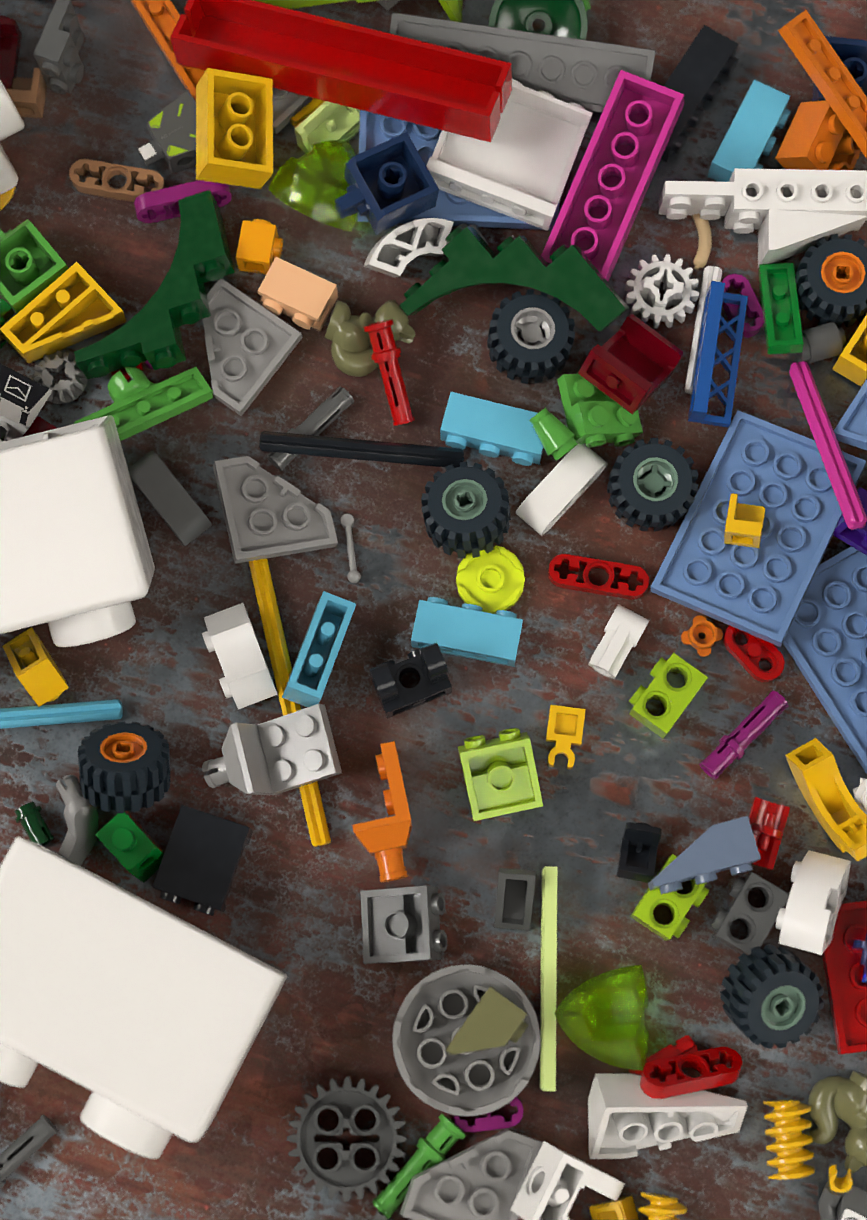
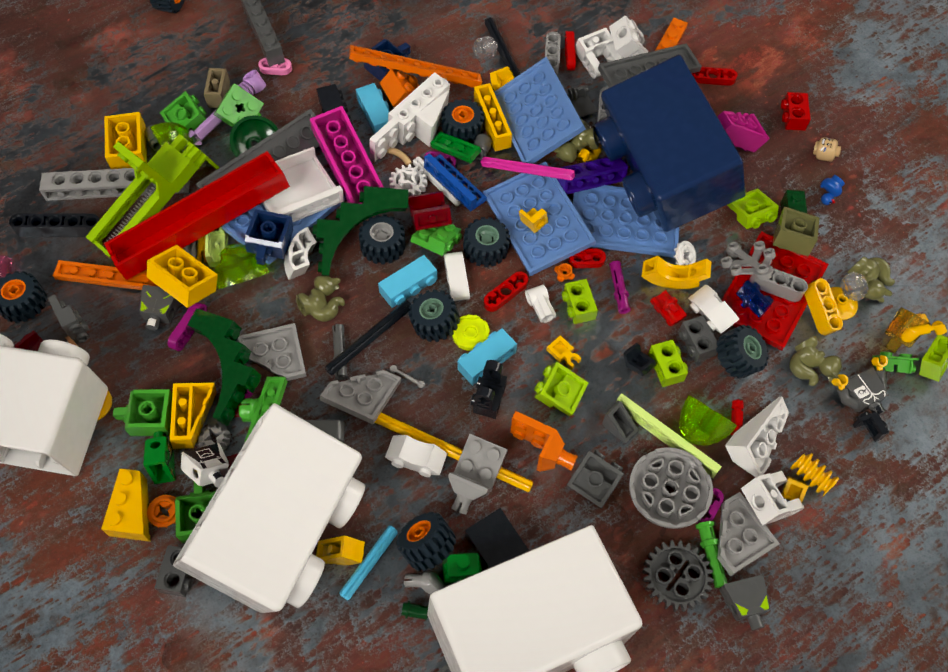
camera: 55 degrees left, 15 degrees down
(92, 186) = (135, 351): medium nougat beam -> none
(258, 246) = (240, 311): light orange brick -> none
(297, 294) = (276, 311): light nougat brick -> none
(319, 650) = (444, 418): medium azure brick -> none
(386, 355) = (365, 310): red pin -> none
(489, 1025) = (673, 464): olive slope -> none
(553, 434) = (434, 257): bright green cone -> none
(680, 1083) = (754, 414): red beam -> none
(716, 850) = (663, 327): sand blue slope -> none
(789, 1139) = (807, 392): yellow piece -> none

